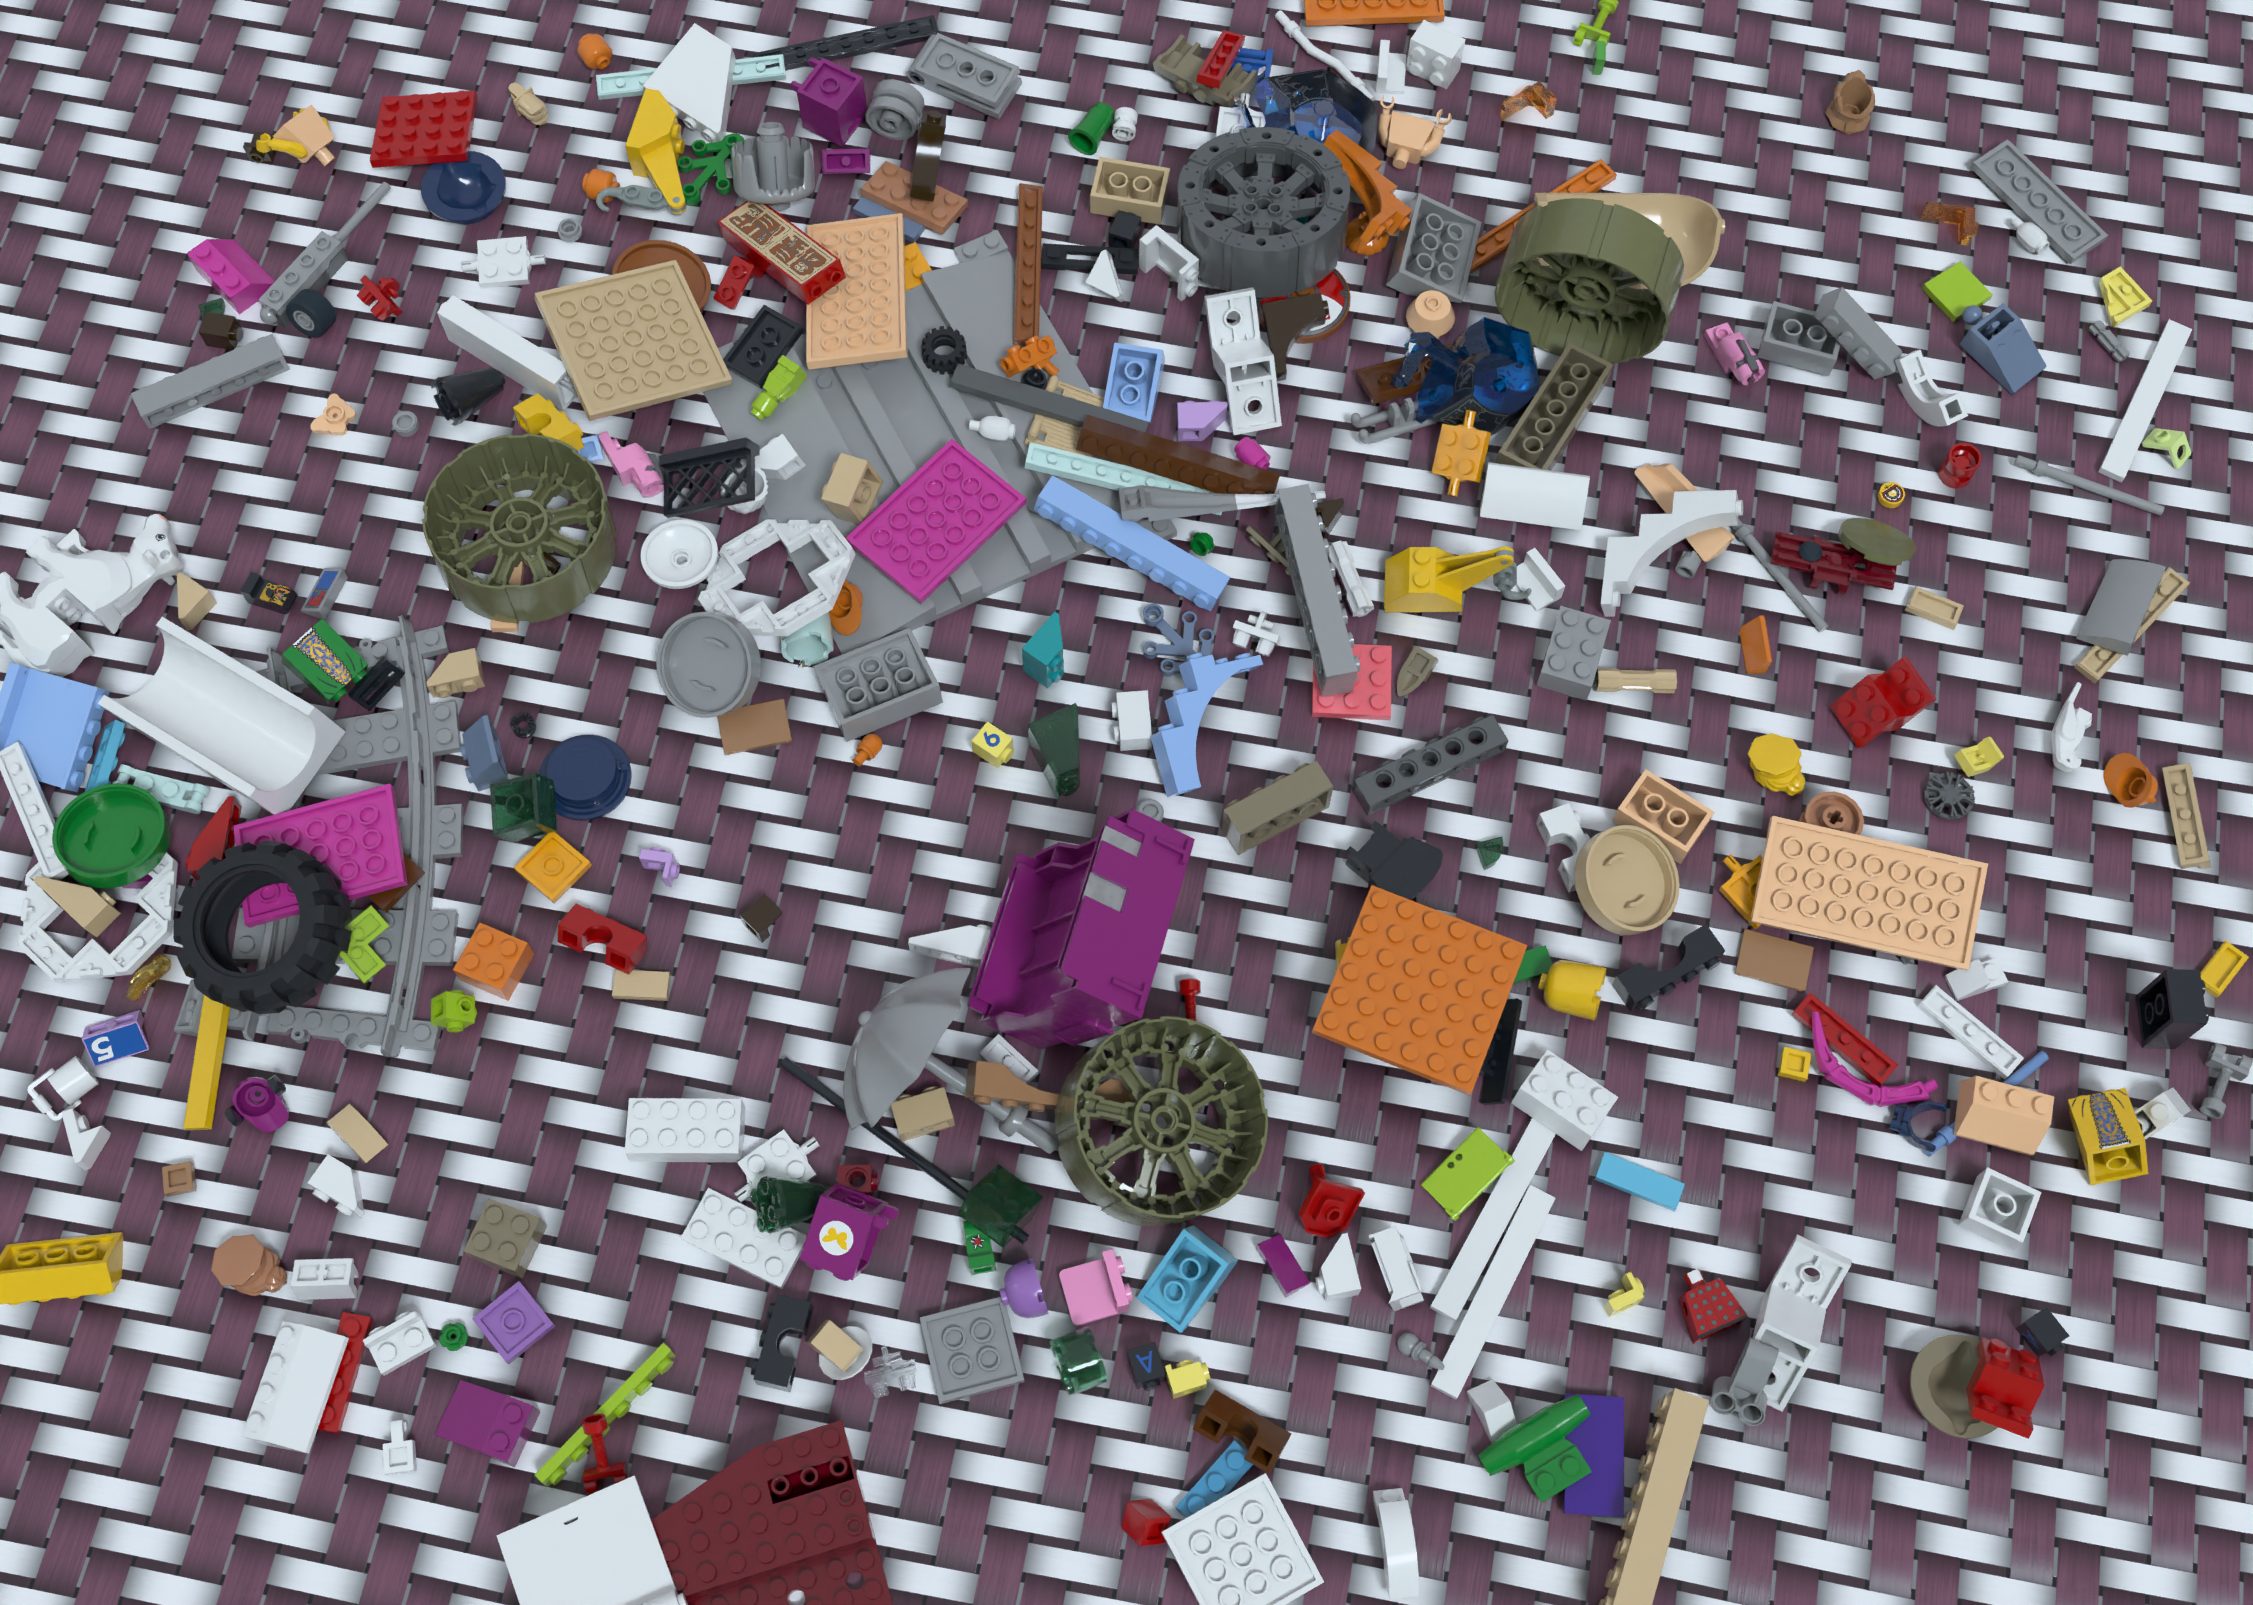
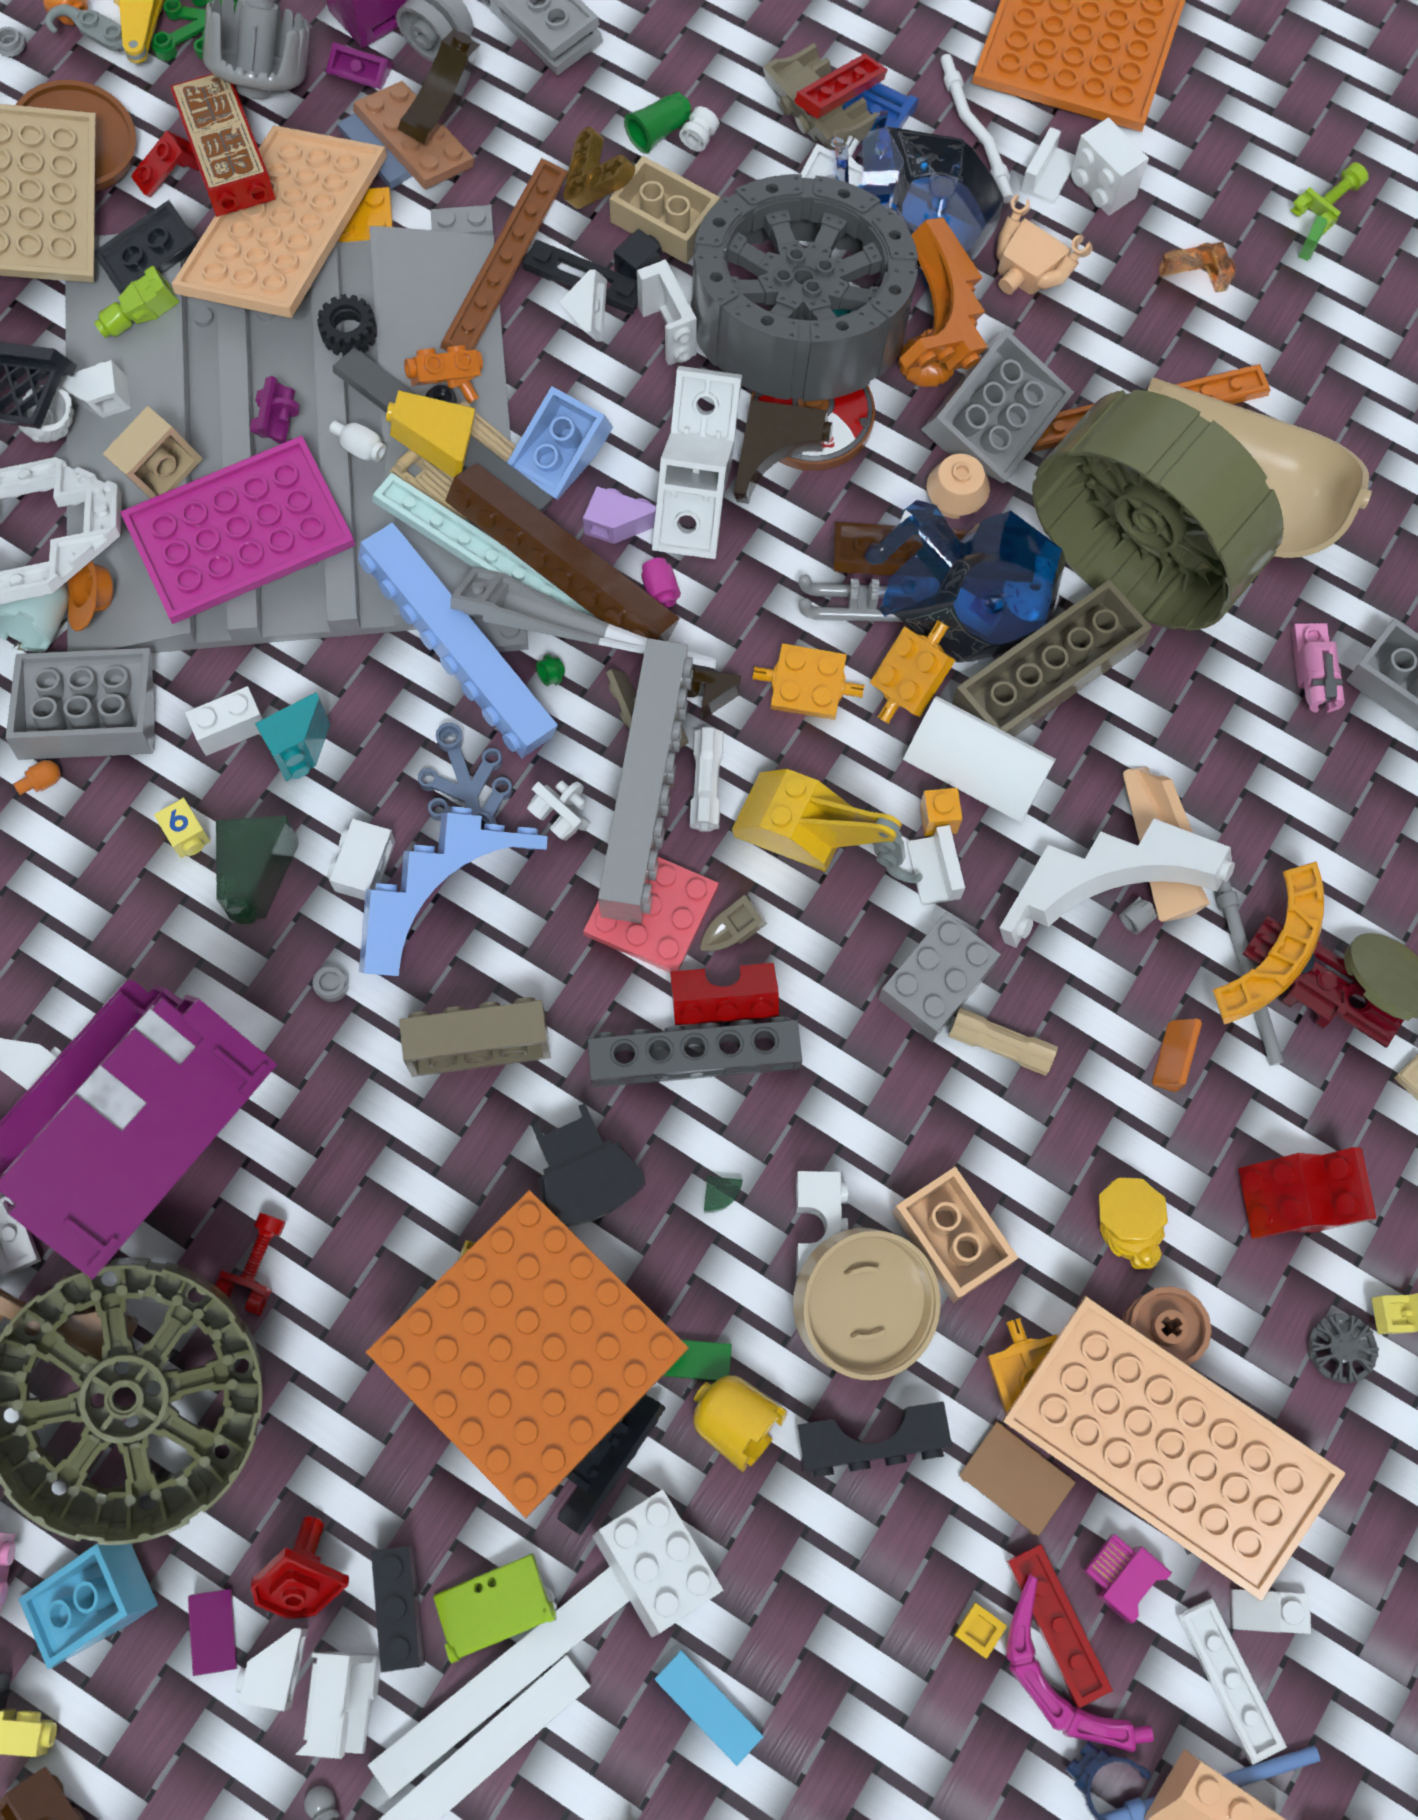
camera: 20 degrees right, 5 degrees up
(922, 428) = (275, 410): none -> magenta hips
(988, 660) = (225, 721): none -> white brick
(1047, 402) = (432, 429): none -> yellow slope
(1060, 194) = (589, 180): none -> pearl gold beam
(1388, 487) = (808, 681): none -> light orange plate
(1403, 1197) = (397, 1608): none -> black brick
(1417, 727) = (701, 1002): none -> red arch
(1523, 539) = (940, 809): none -> light orange brick
(1802, 551) = (1287, 955): none -> light orange tile
(1873, 992) = (1124, 1576): none -> dark pink piece

